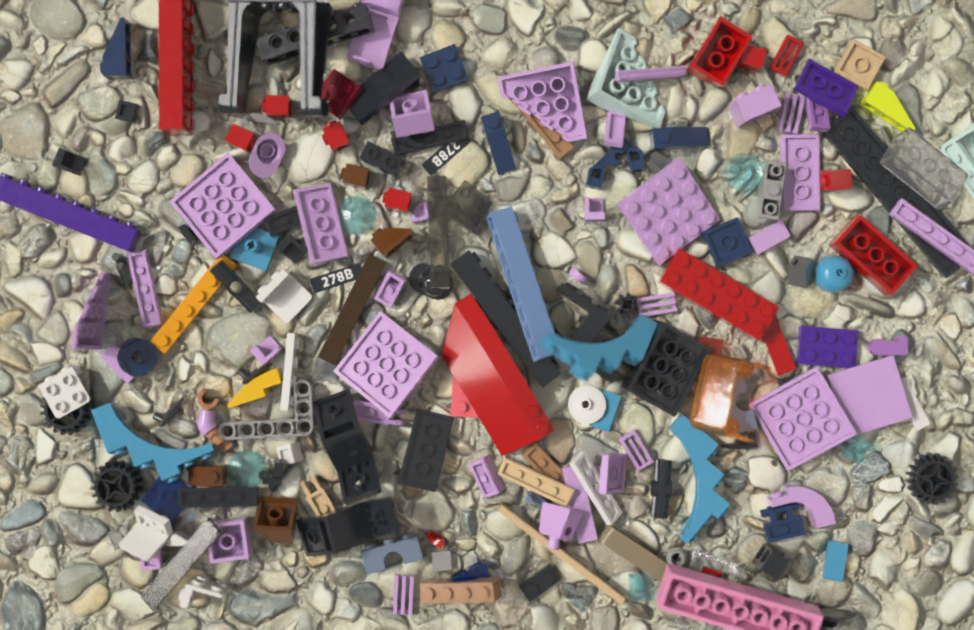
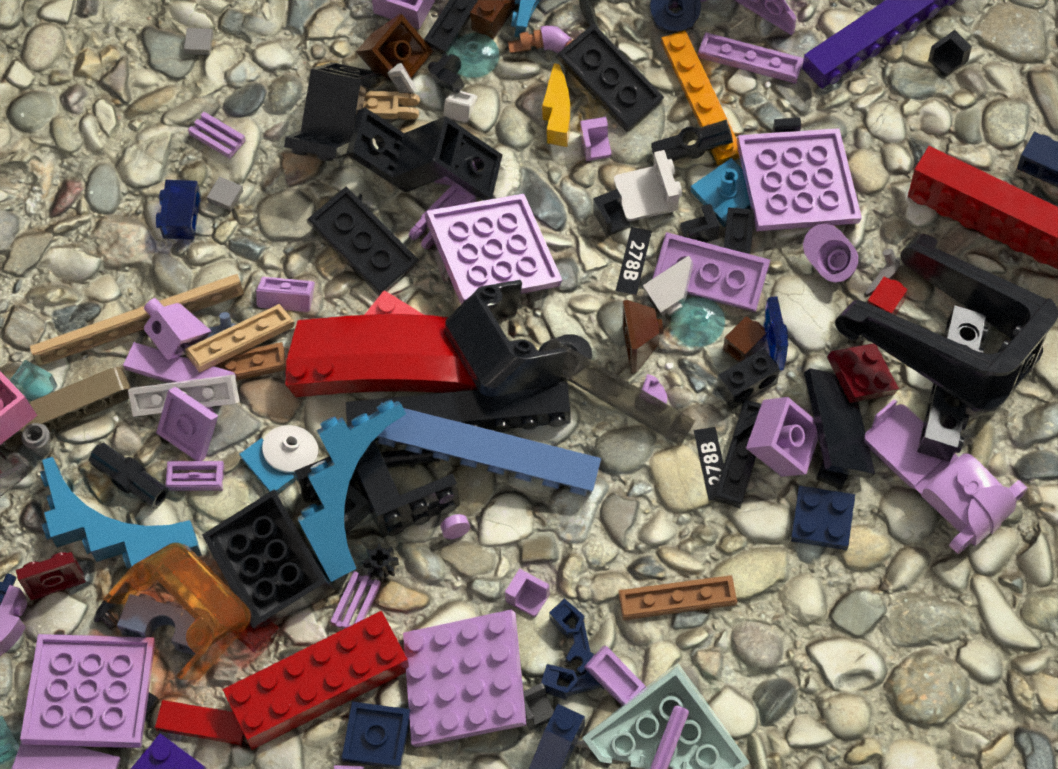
camera: 125 degrees right, 25 degrees down
(122, 268) = (791, 48): pearl dark grey bar -> none
(127, 111) = (977, 143): black tile -> none
(216, 367) = (610, 77): none -> black tile
(241, 138) = (871, 240): red brick -> none
(254, 374) = (575, 113): black bar -> none
(276, 424) = (502, 106): light grey beam -> none
(290, 364) = (552, 147): white plate -> none
(295, 500) = (402, 79): none -> white slope
(314, 309) = (610, 212): none -> black panel
(335, 136) = (809, 344): red brick -> none
(344, 156) = (776, 332): none -> clear blue plate
(349, 239) = (671, 287): none -> white slope
(352, 310) = (582, 252): dark brown tile -> none
(375, 555) = (266, 164): sand blue arch -> none
(390, 288) = (583, 305): lavender slope -> none
(397, 200) = (684, 368): red brick -> none
(435, 538) = (253, 198): red tile -> none
(464, 322) = (488, 355): none -> black windscreen
(468, 207) = (623, 439): clear smoke bracket -> none
(473, 591) = (160, 199): medium nougat arch -> none
(498, 142) = (687, 526): dark blue slope -> none
(539, 582) = (122, 282): black plate -> none
(549, 95) = (708, 624): lavender slope -> none
(755, 490) = (50, 575): none -> dark red plate

